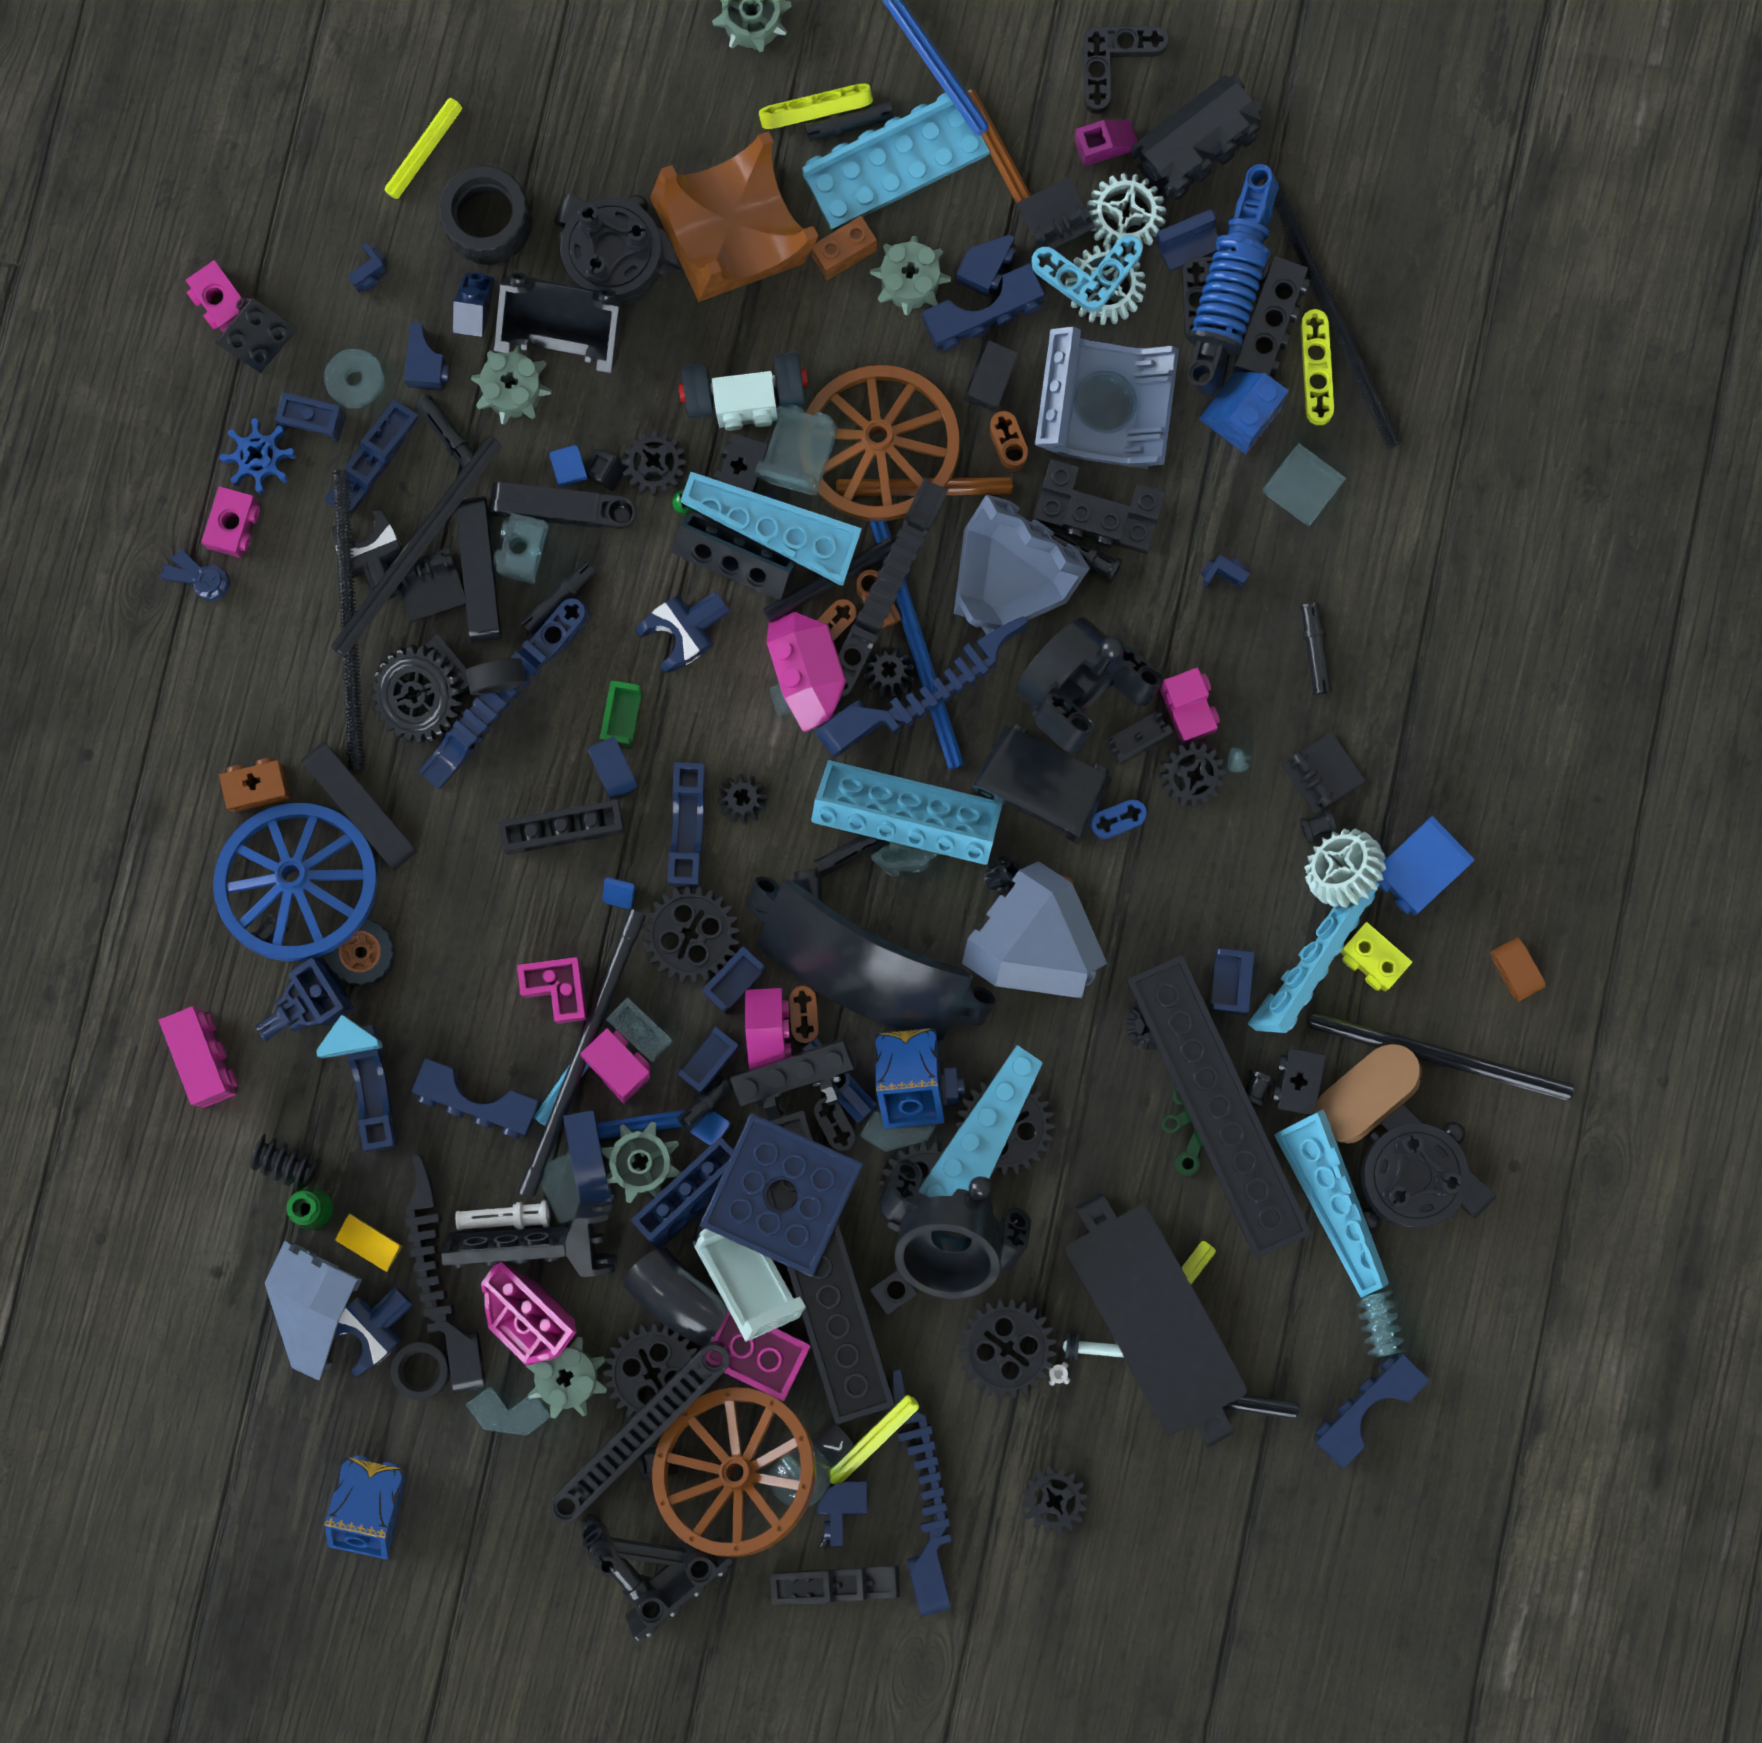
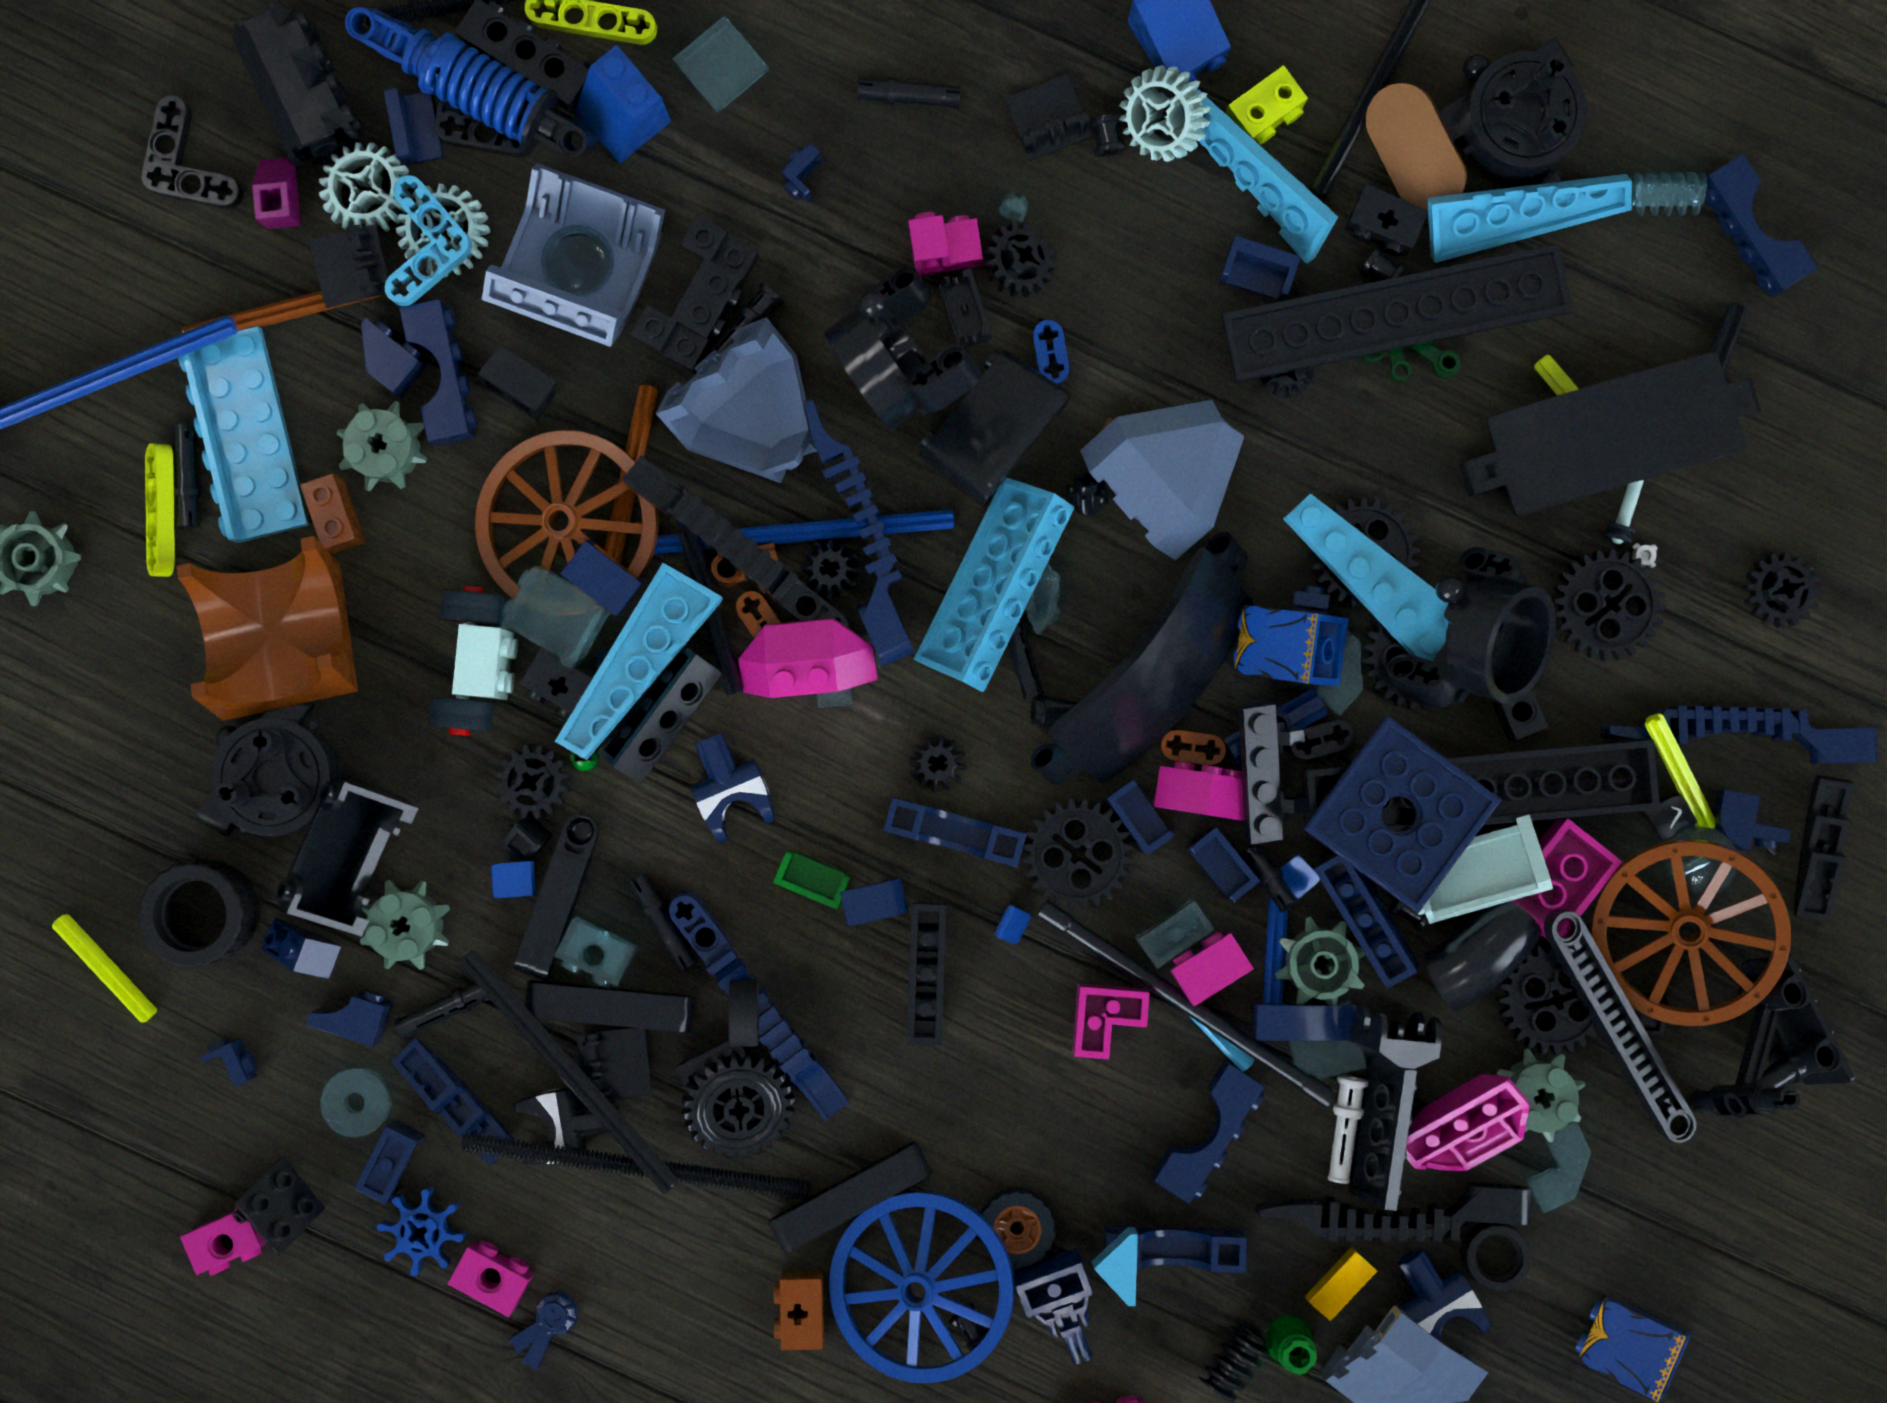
camera: 80 degrees left, 5 degrees up
(836, 480) = (602, 578): none -> dark blue panel
(1015, 440) = (590, 387): dark orange beam -> none

